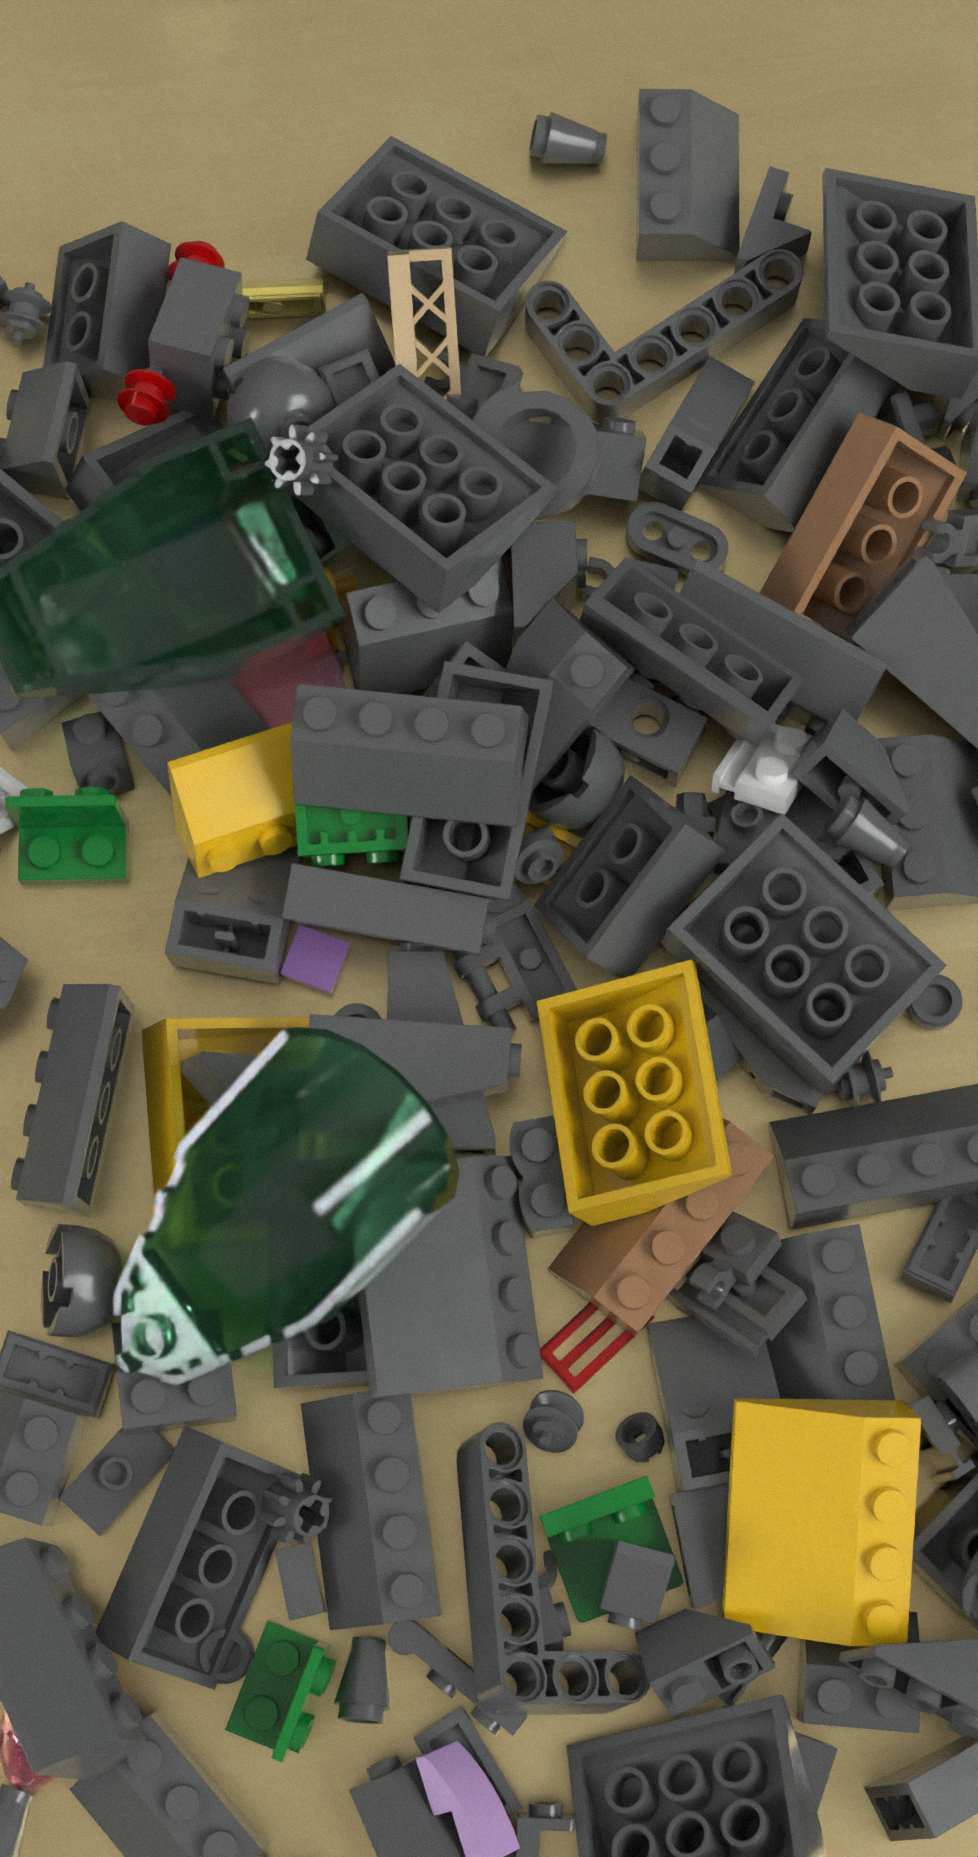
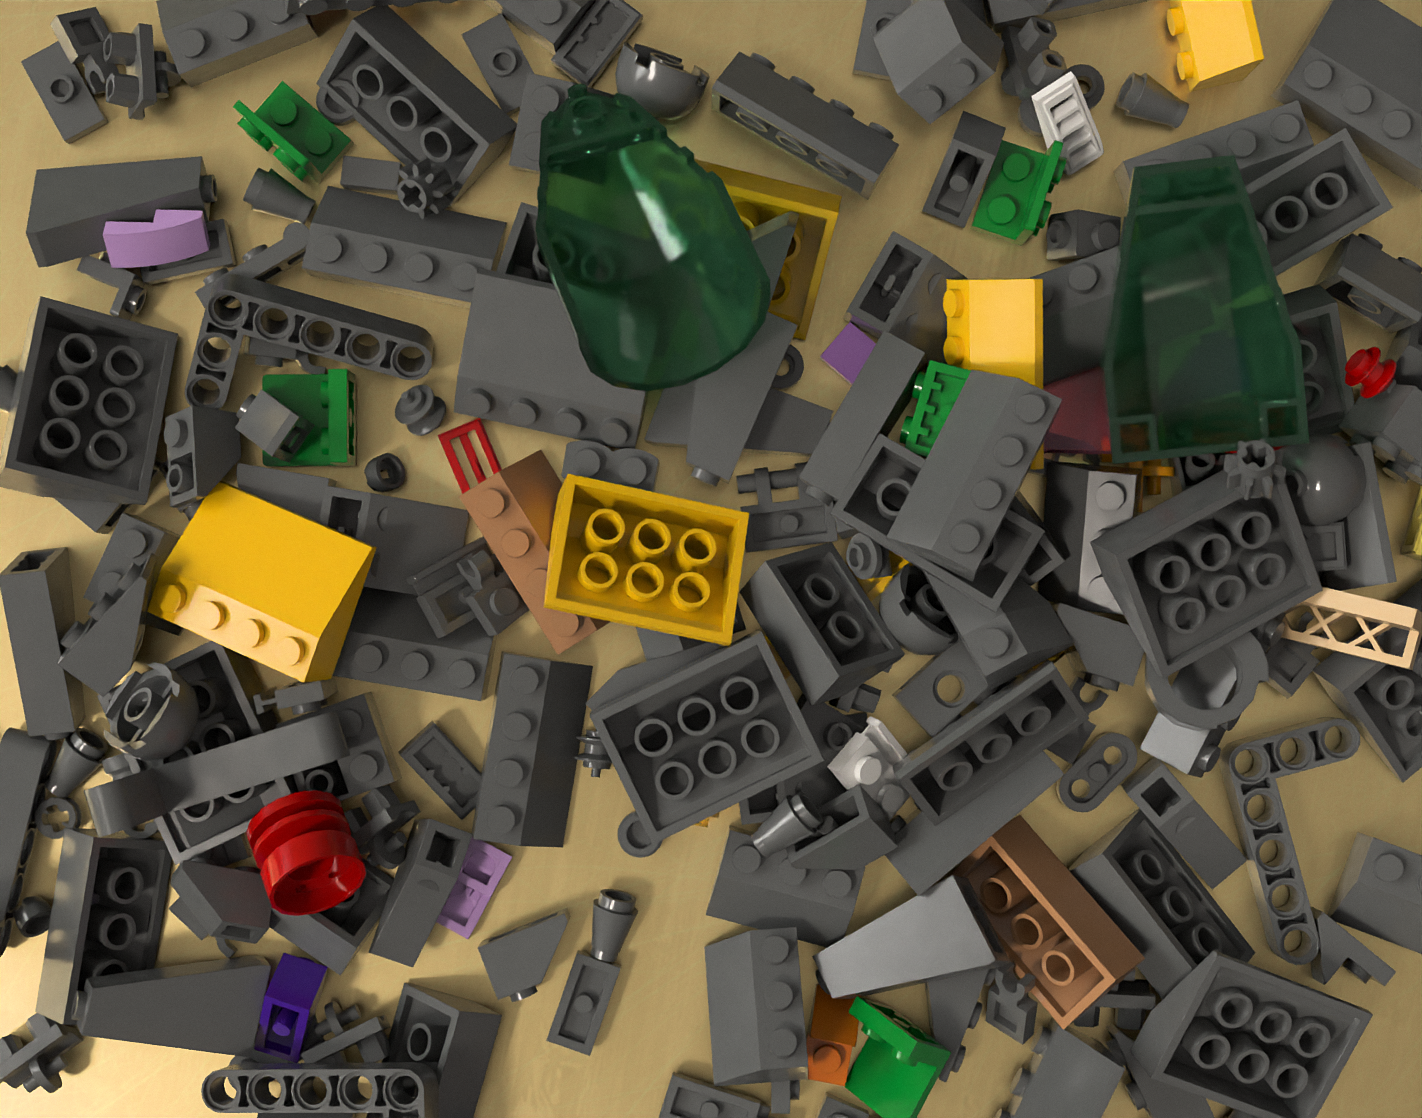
camera: 105 degrees right, 10 degrees up
(64, 907) = (964, 169): none -> dark grey slope

